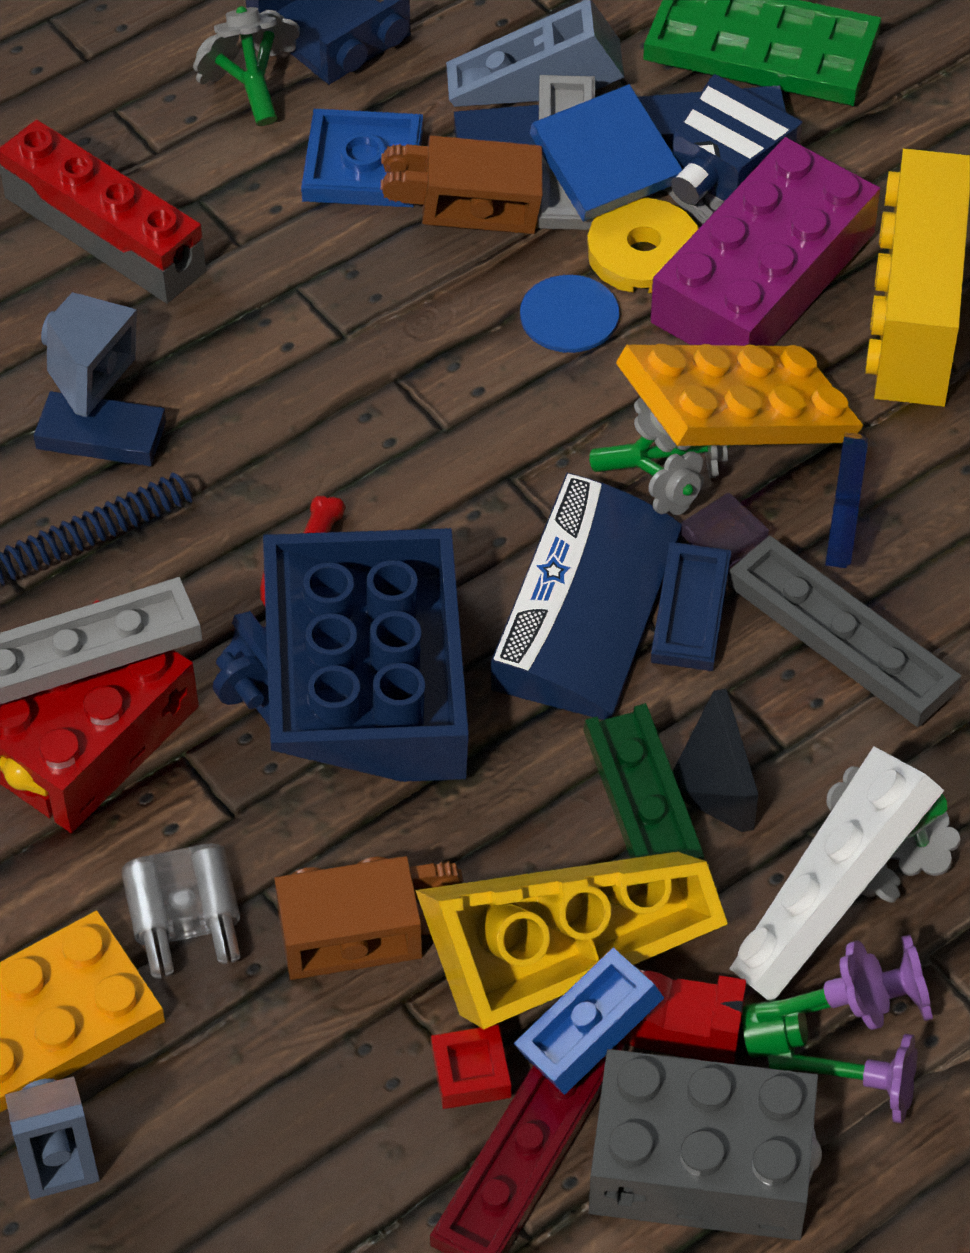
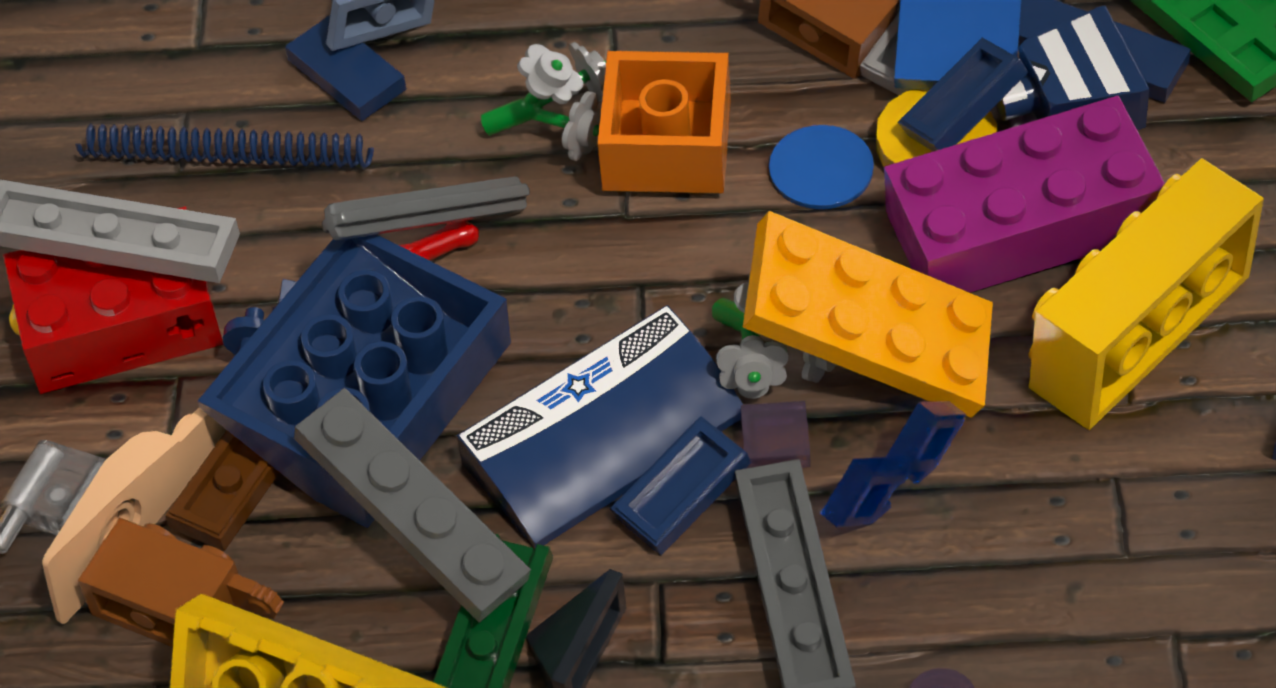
camera: 40 degrees right, 0 degrees up
(255, 862) = (131, 484): none -> light nougat piece
(309, 496) = (424, 208): none -> dark grey axle
(322, 814) = (222, 493): none -> reddish brown plate
(326, 334) = (553, 79): none -> light grey plant
(434, 332) = (664, 122): none -> orange brick
(523, 724) = (412, 504): none -> dark grey plate
(659, 198) = (963, 96): none -> dark blue tile

